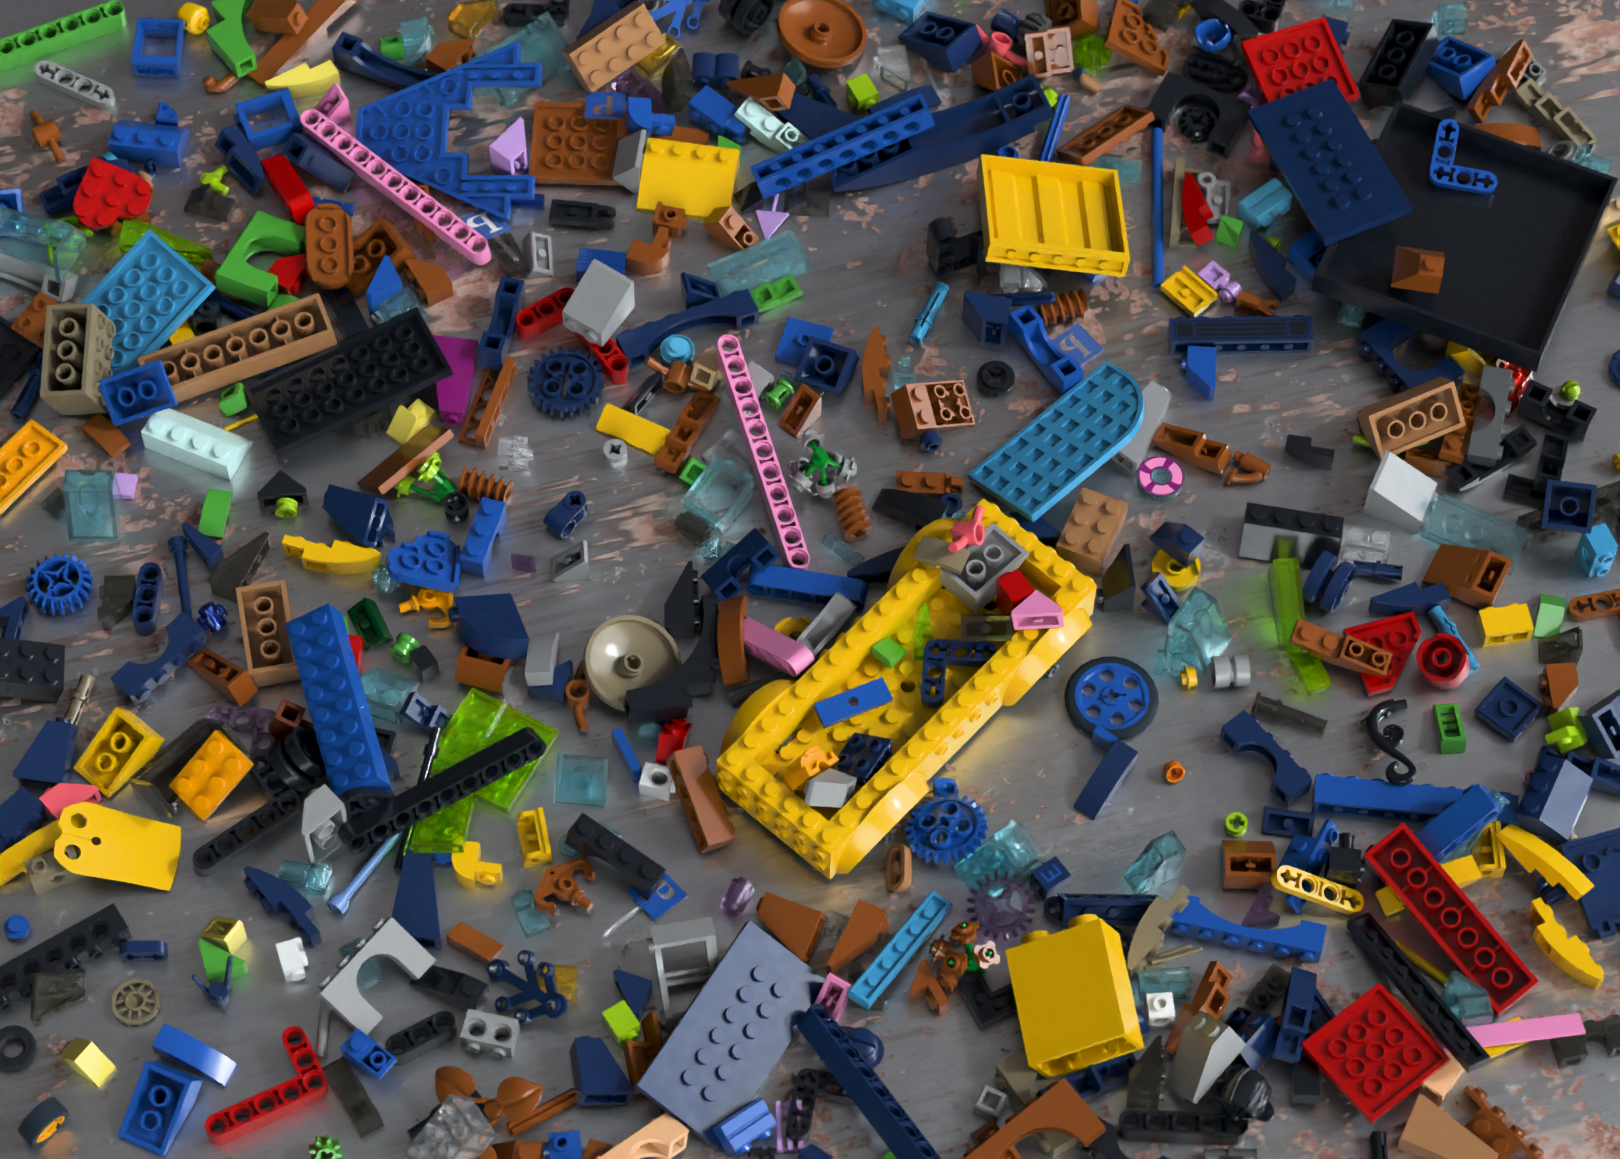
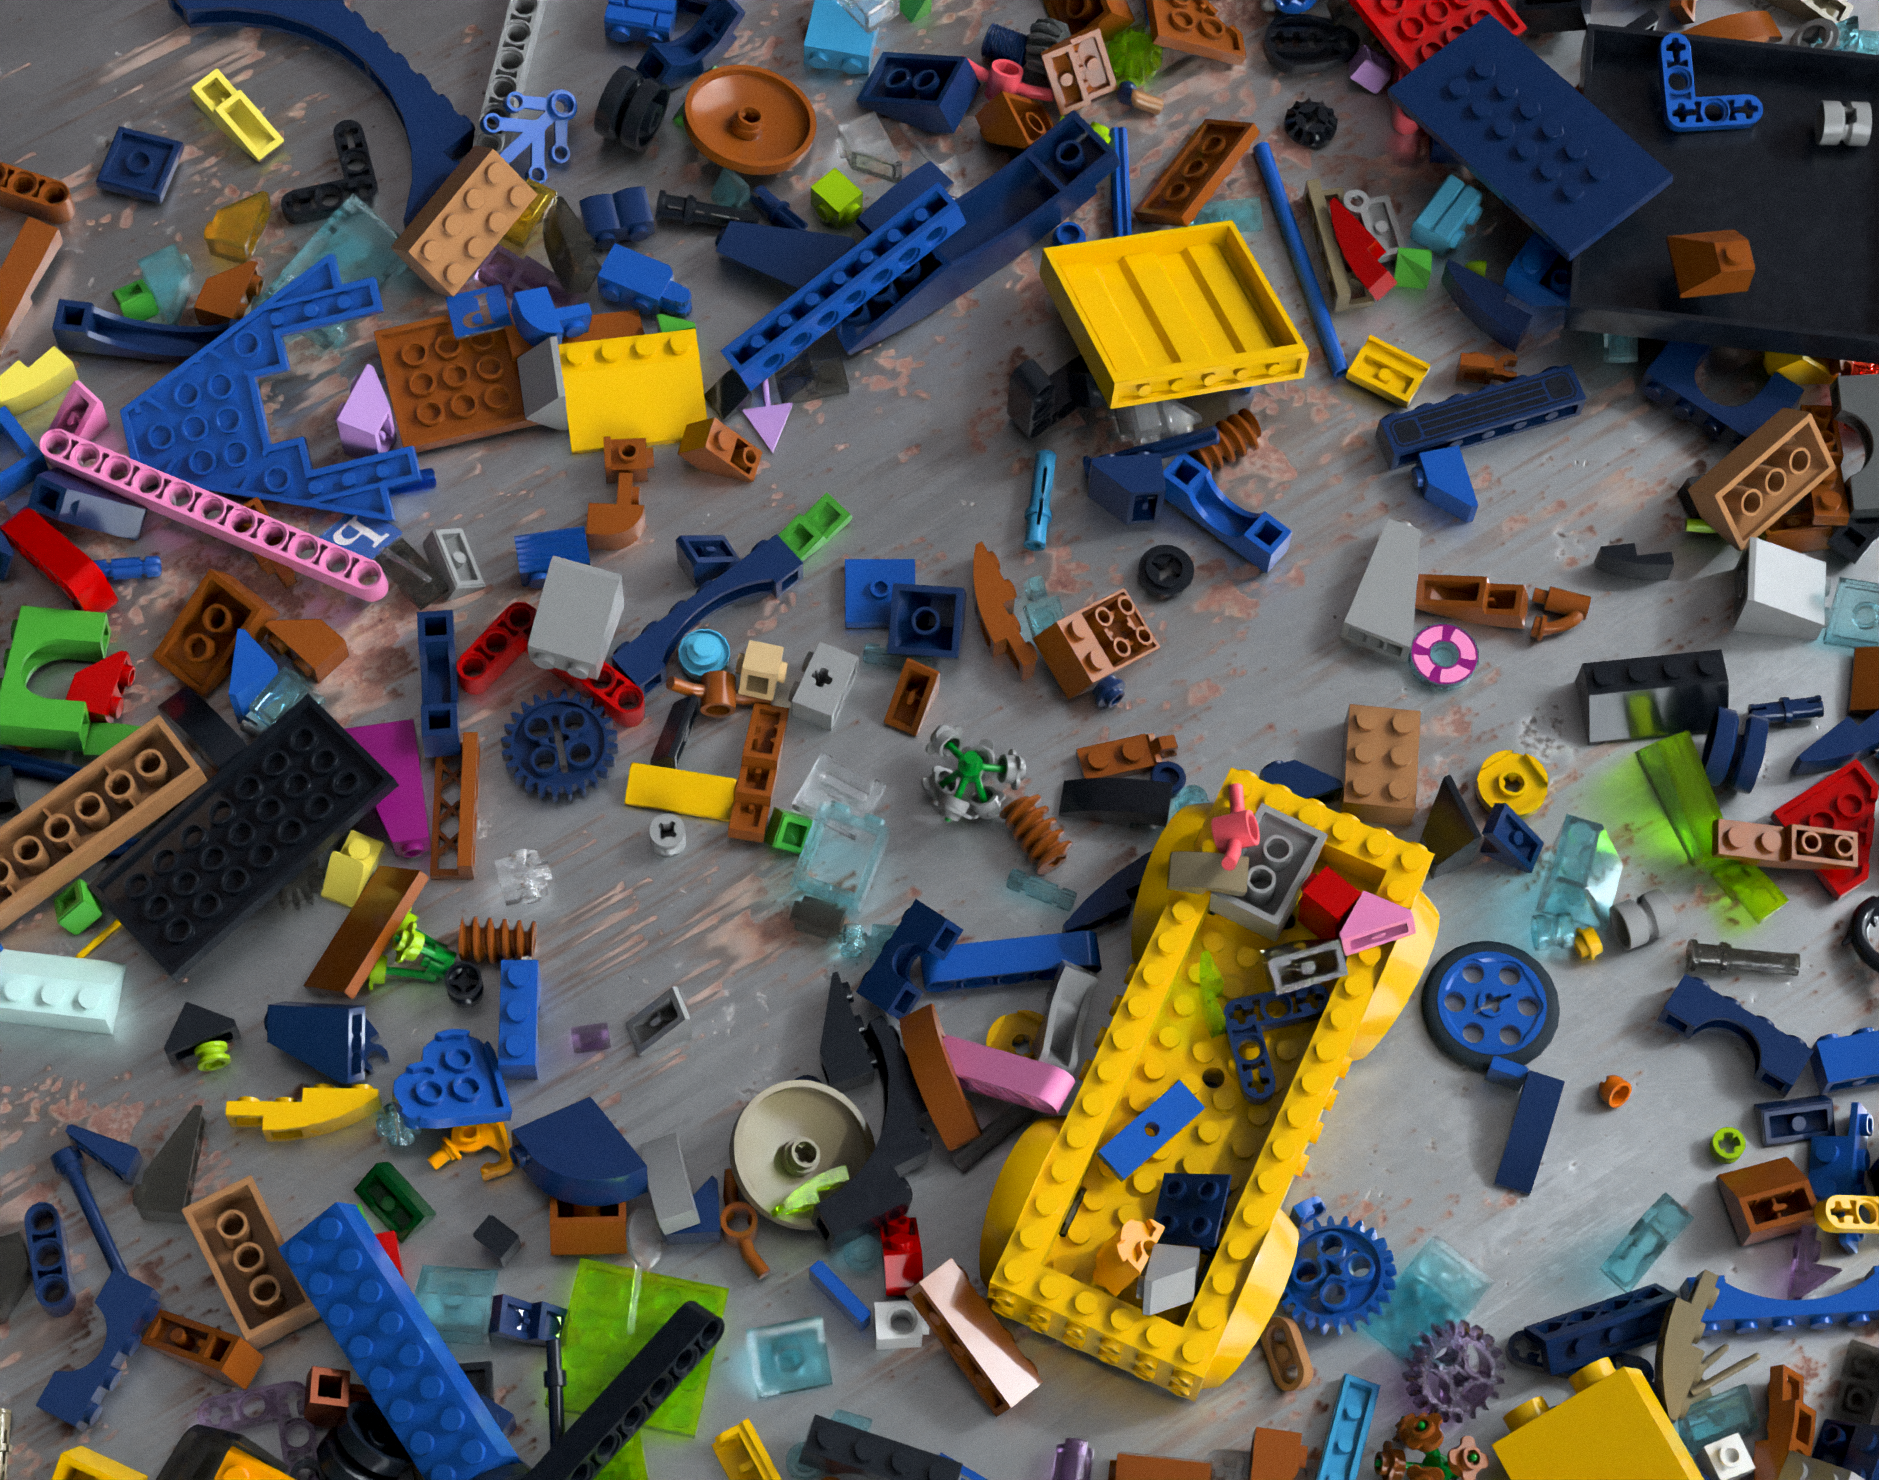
camera: 20 degrees left, 5 degrees up
(212, 616) = (157, 1260): clear blue gear -> none
(215, 513) = (107, 1093): bright green slope -> none
(328, 246) = (145, 633): dark orange tile -> none
(403, 647) = (458, 1225): bright green wheel -> none
(567, 514) = (627, 953): dark blue piece -> none
(581, 214) = (496, 483): black hinge -> none
(619, 685) = (807, 1194): none -> clear neon green slope
(760, 263) = (777, 491): clear light blue slope -> none
(763, 444) = (882, 764): bright pink beam -> none
(768, 128) = (727, 288): light aqua slope -> none
(770, 91) = (709, 232): dark orange slope -> none
(778, 394) = (871, 679): bright green bush -> none
(888, 652) = (1172, 1036): bright green slope -> none
(1049, 878) = (1503, 1306): dark blue brick -> none
(1064, 443) = (1301, 645): dark azure plate -> none
(1078, 344) = (1261, 490): clear piece -> none
(1178, 93) = (1349, 94): black arch -> none
(1179, 542) = (1507, 747): dark blue slope -> none
(1219, 278) = (1419, 341): lavender plate -> none
(1364, 544) = (1762, 679): clear brick -> none
(1548, 206) = (1845, 123): none -> light grey wheel

